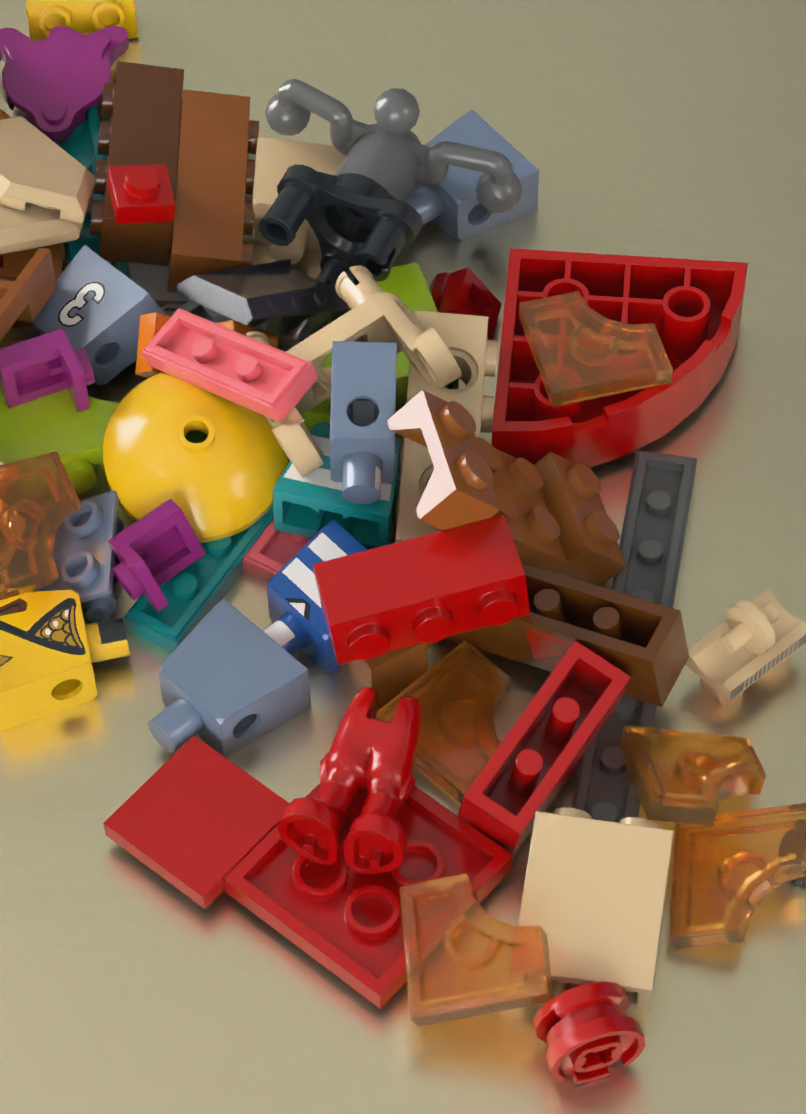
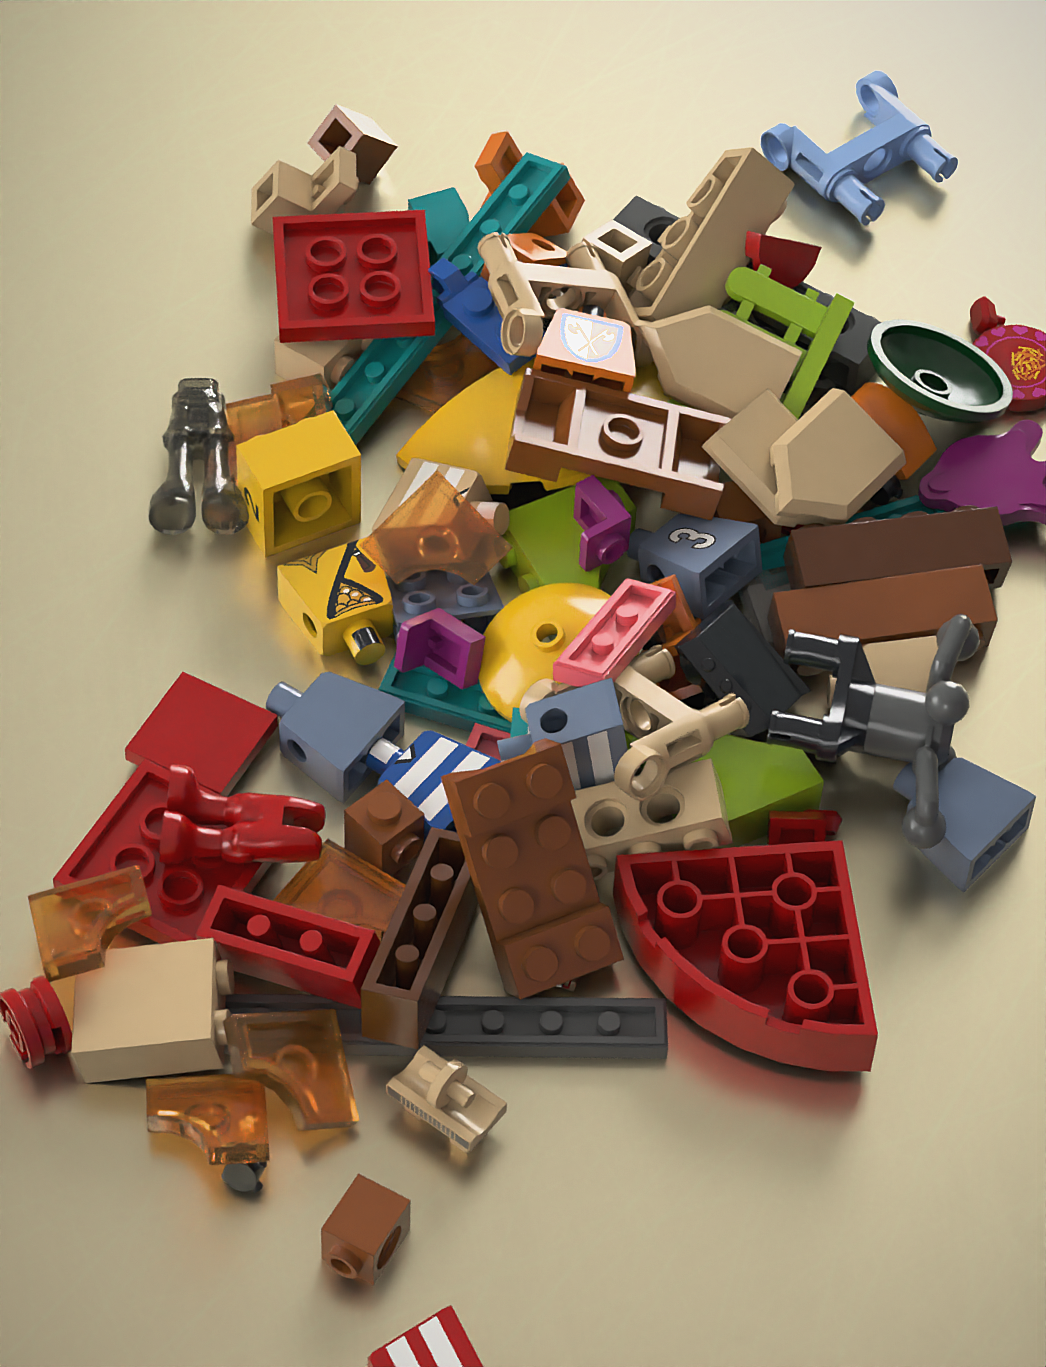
camera: 75 degrees right, 0 degrees up
(141, 194) = (824, 550): red plate -> none
(422, 589) = (402, 813): red brick -> none
(588, 354) = (717, 911): clear orange tile -> none

